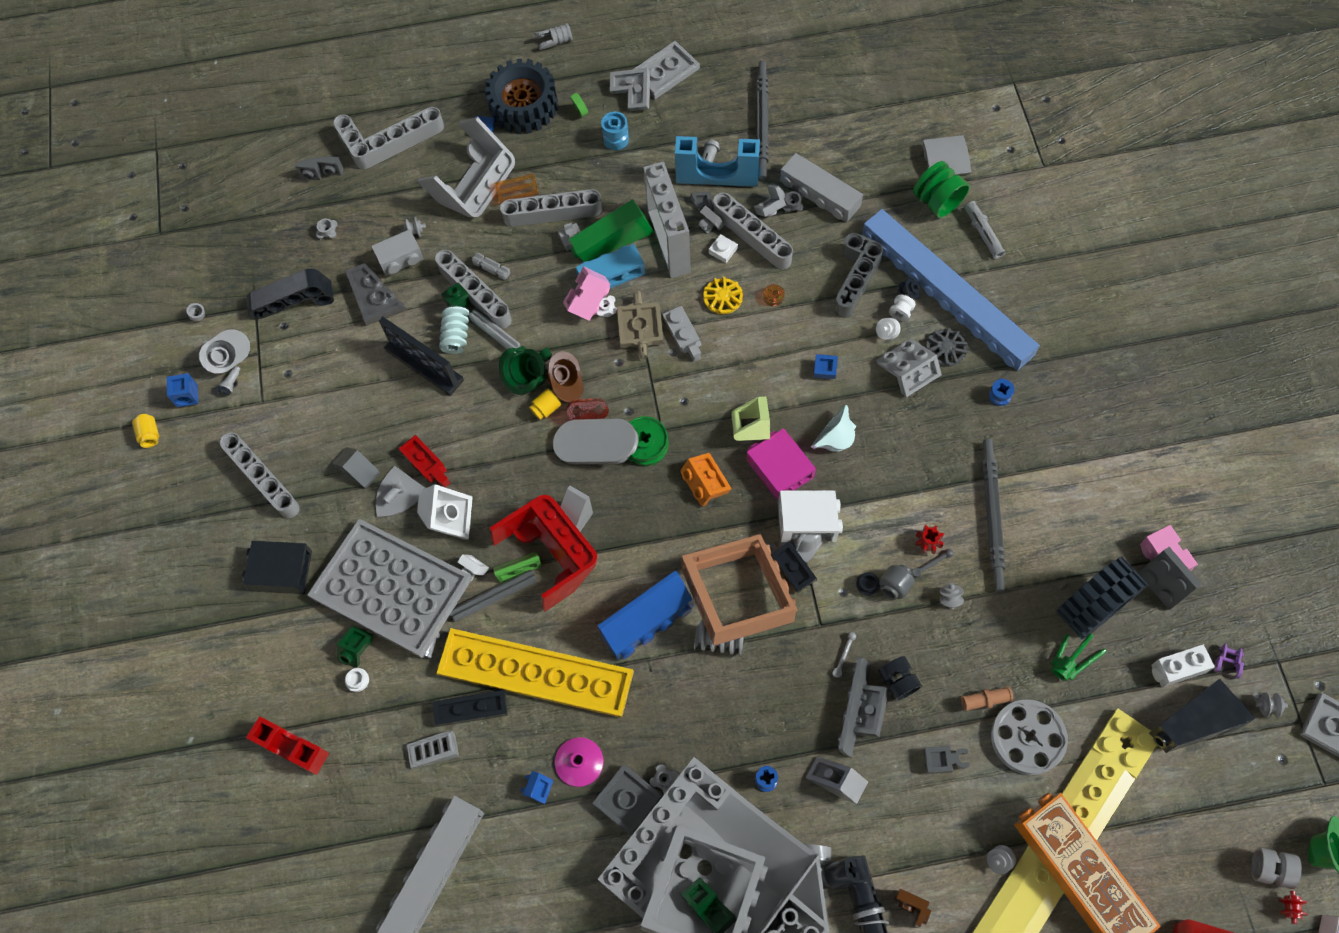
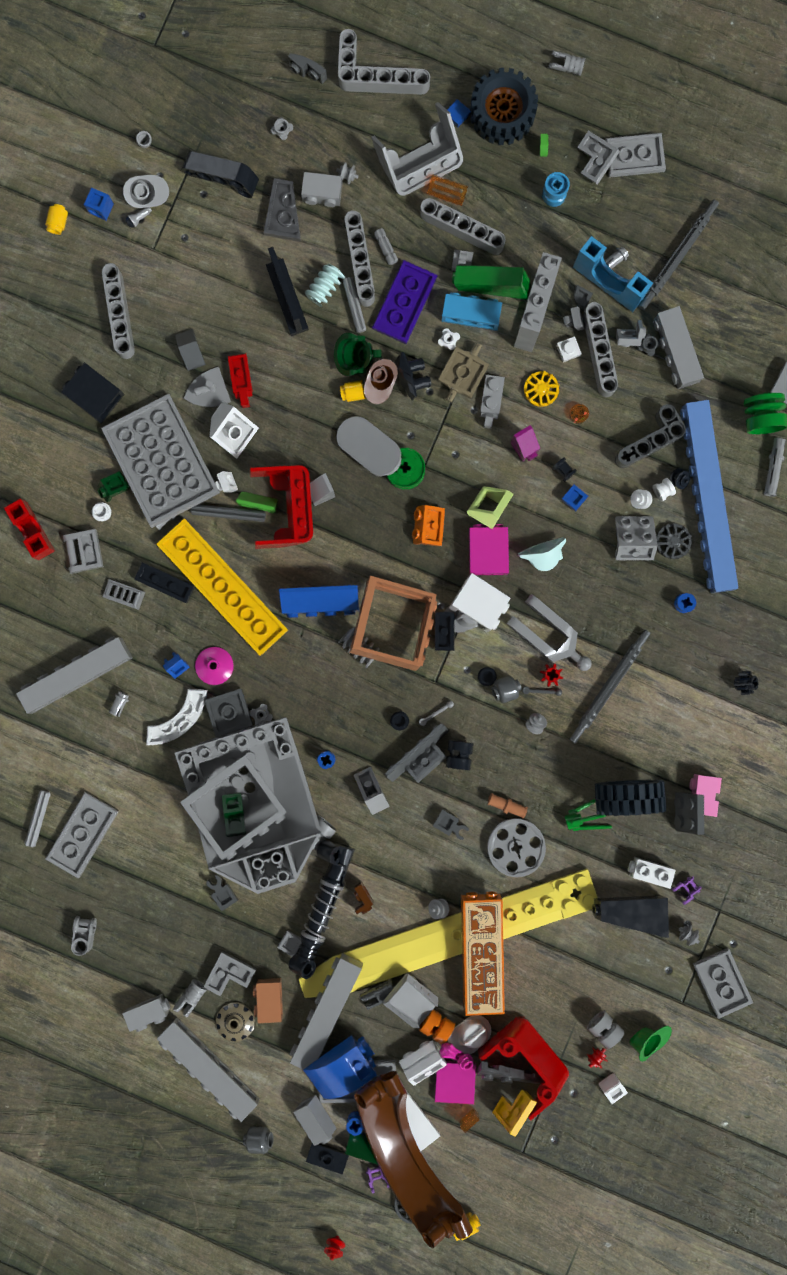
camera: 30 degrees right, 20 degrees up
(366, 727) = (89, 551): none -> light grey plate
(456, 296) = (341, 259): dark green bracket -> none
(499, 872) = (119, 703): none -> light grey pin
(541, 301) = (404, 302): none -> dark purple tile
(582, 848) = (181, 722): none -> white tile
(587, 404) = (380, 416): clear red beam -> none
(588, 294) = (438, 324): bright pink brick -> none
(588, 359) = (405, 375): none -> black connector
(744, 346) = (526, 444): none -> magenta slope
(797, 348) = (564, 469): none -> black bush
(813, 687) = (399, 720): none -> black plate
(902, 488) = (566, 650): none -> light grey piece
(1117, 424) = (746, 683): none -> black gear

